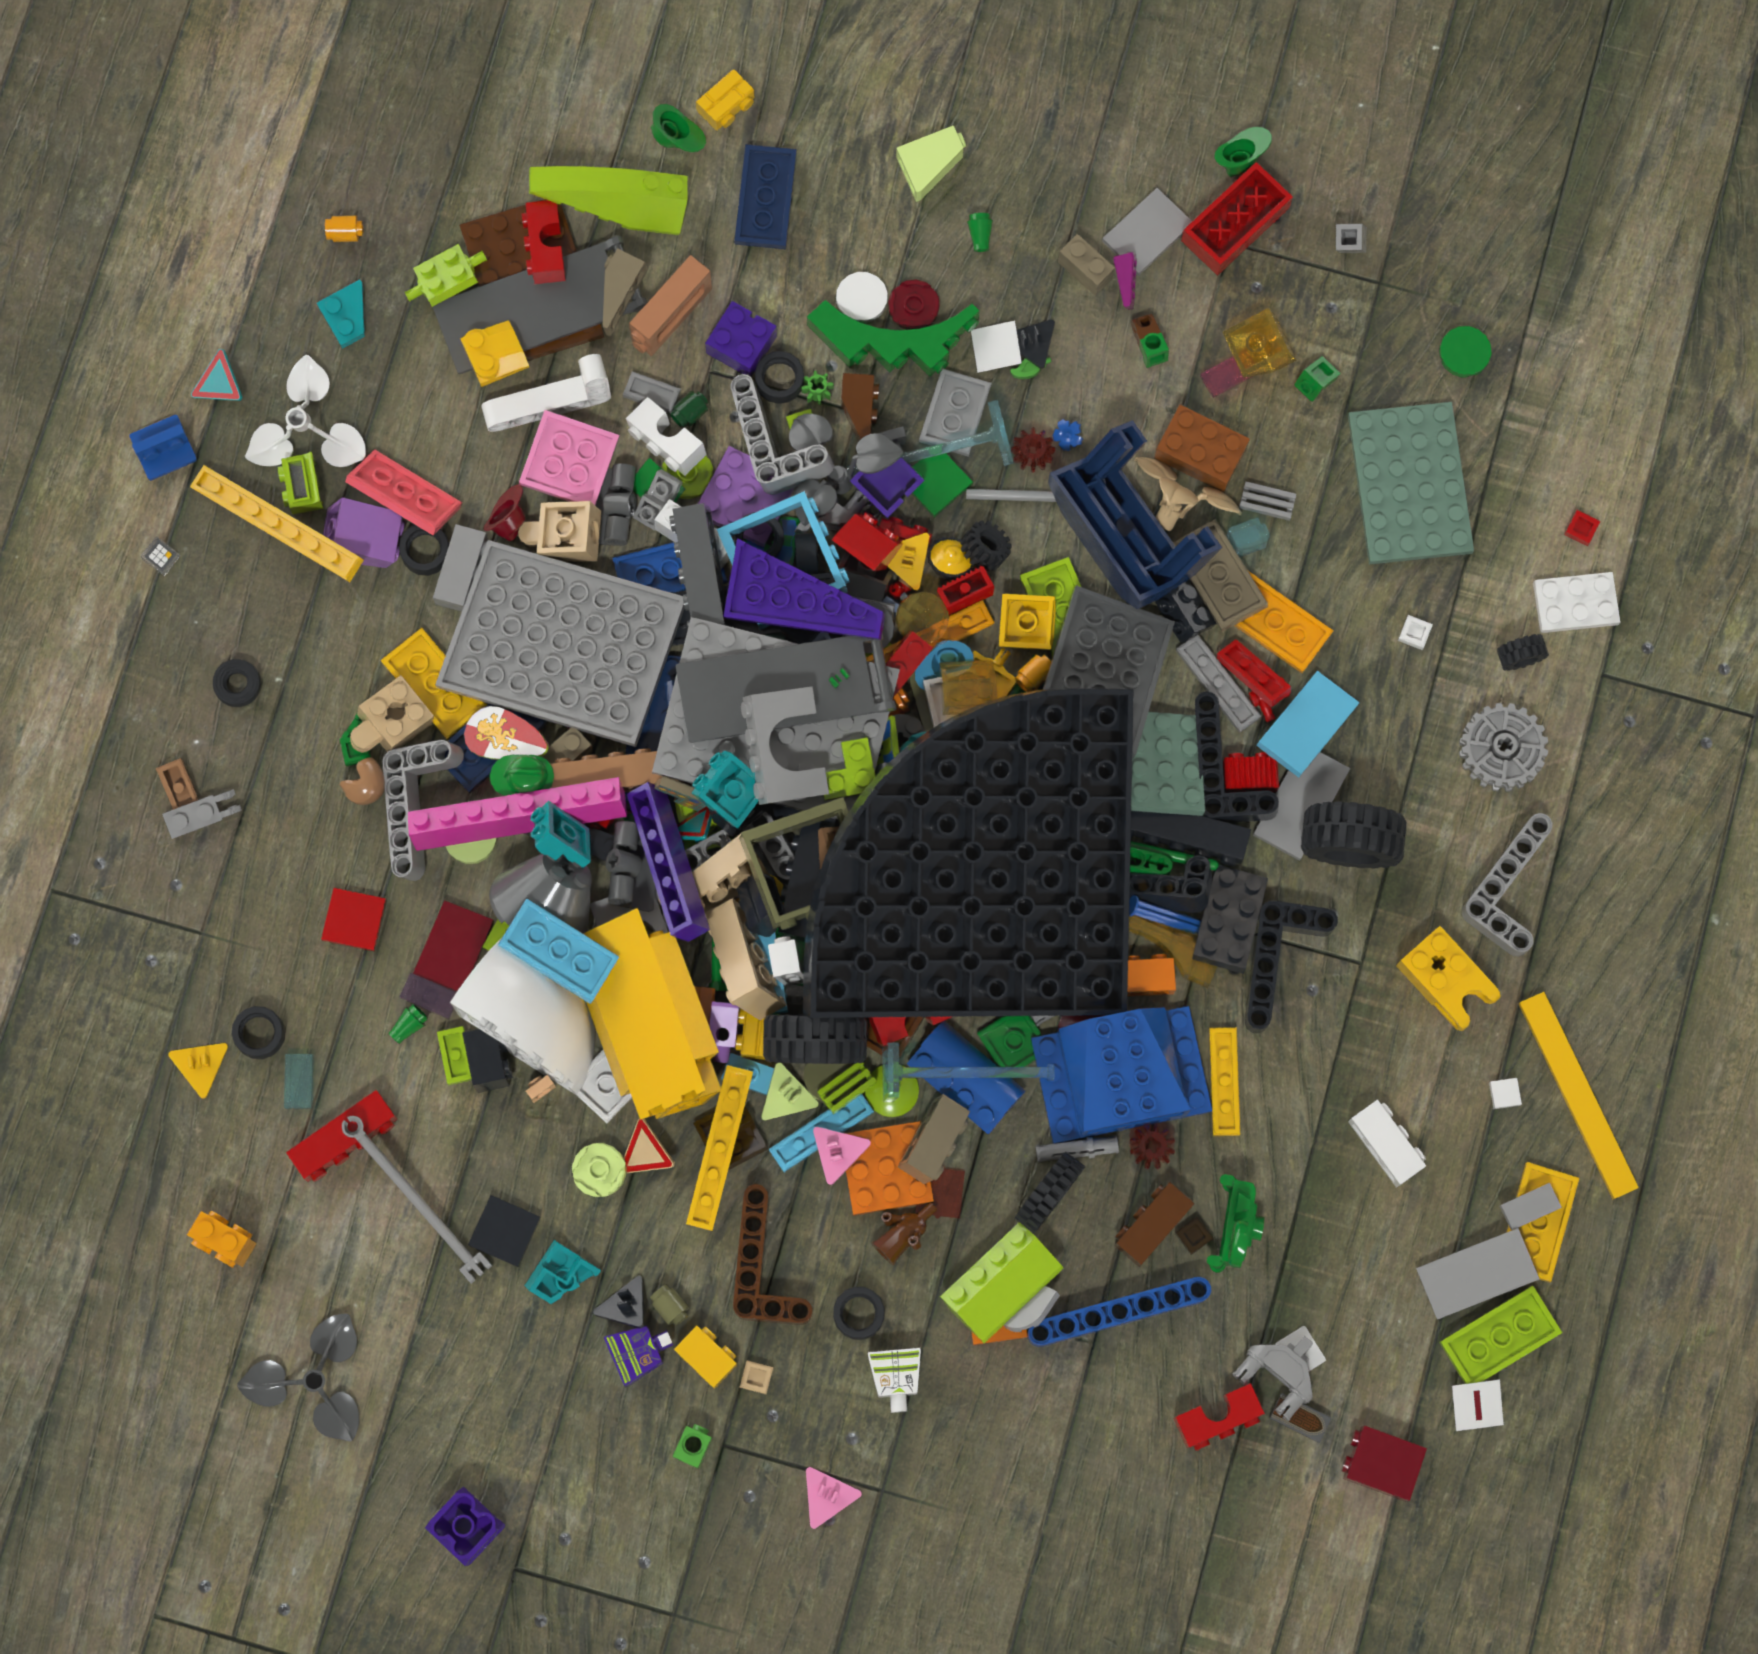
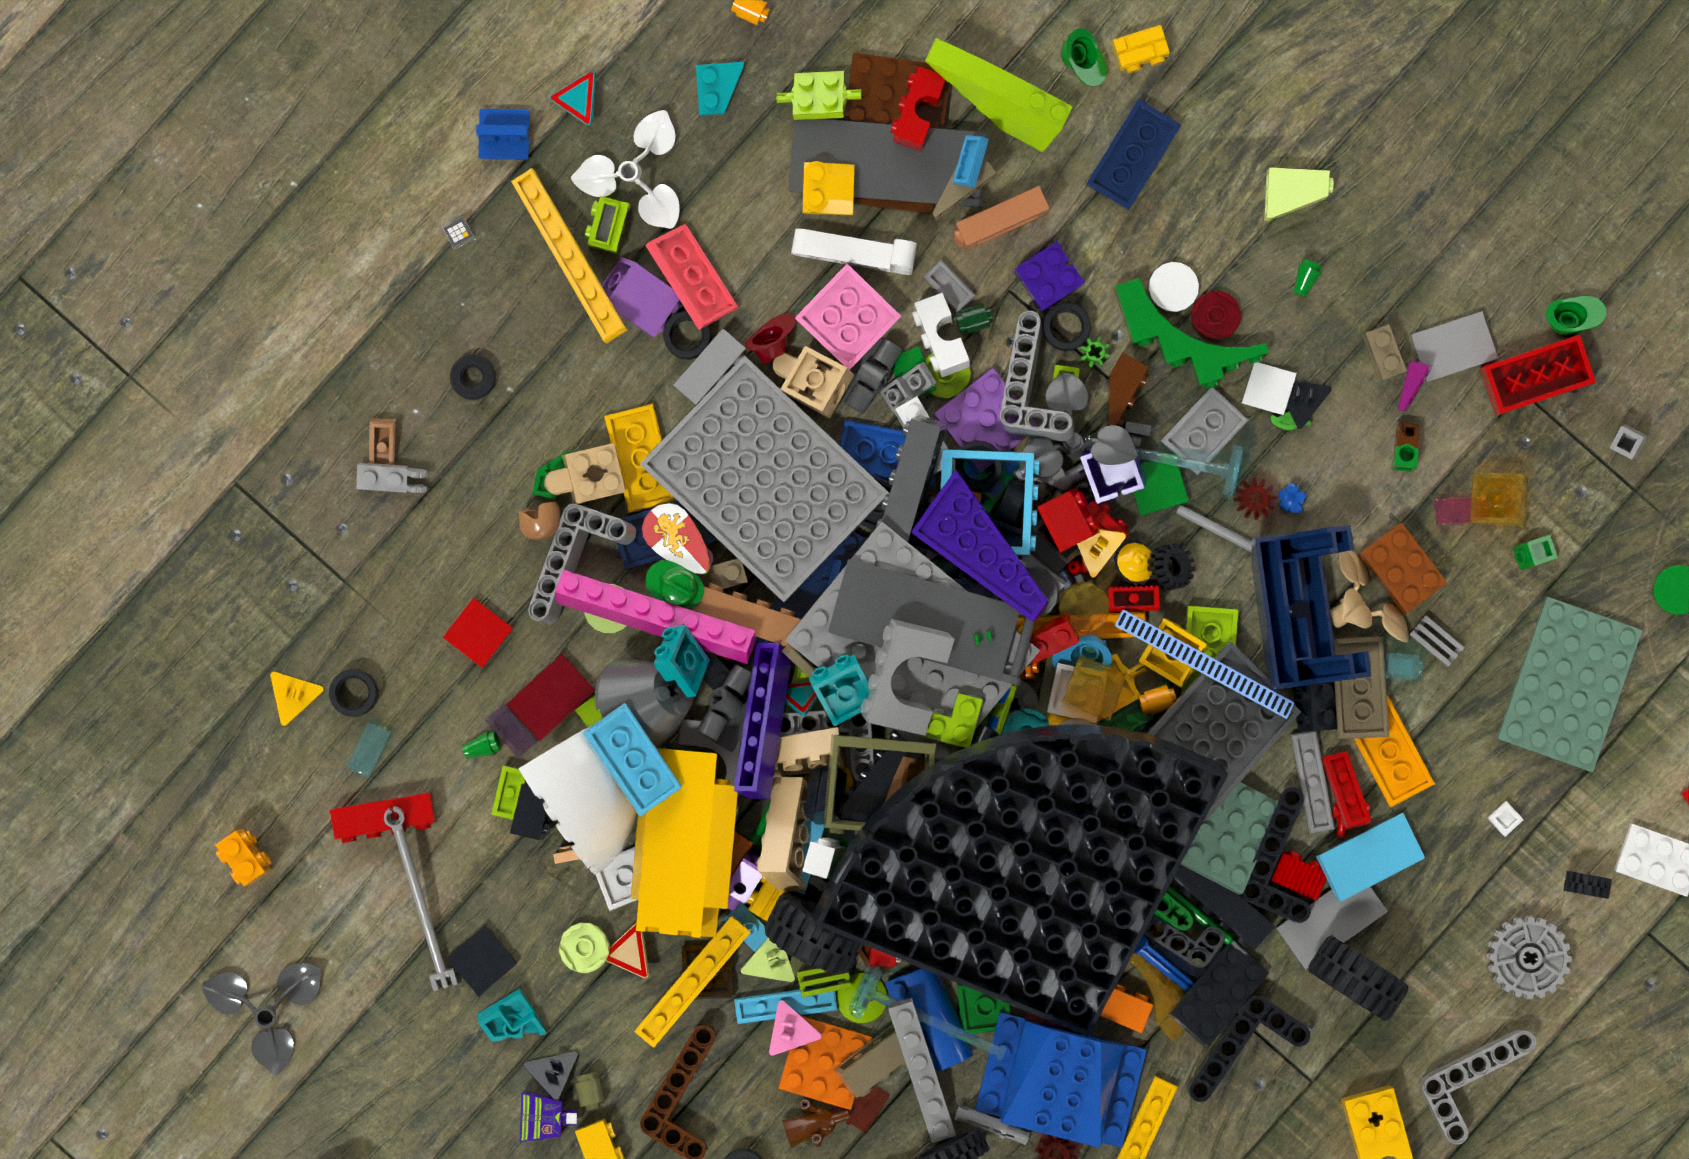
camera: 30 degrees right, 10 degrees up
(615, 260) = (970, 161): none -> dark azure plate
(983, 1125) = (921, 1070): none -> light grey plate
(1061, 615) = (1204, 664): none -> light blue sticker

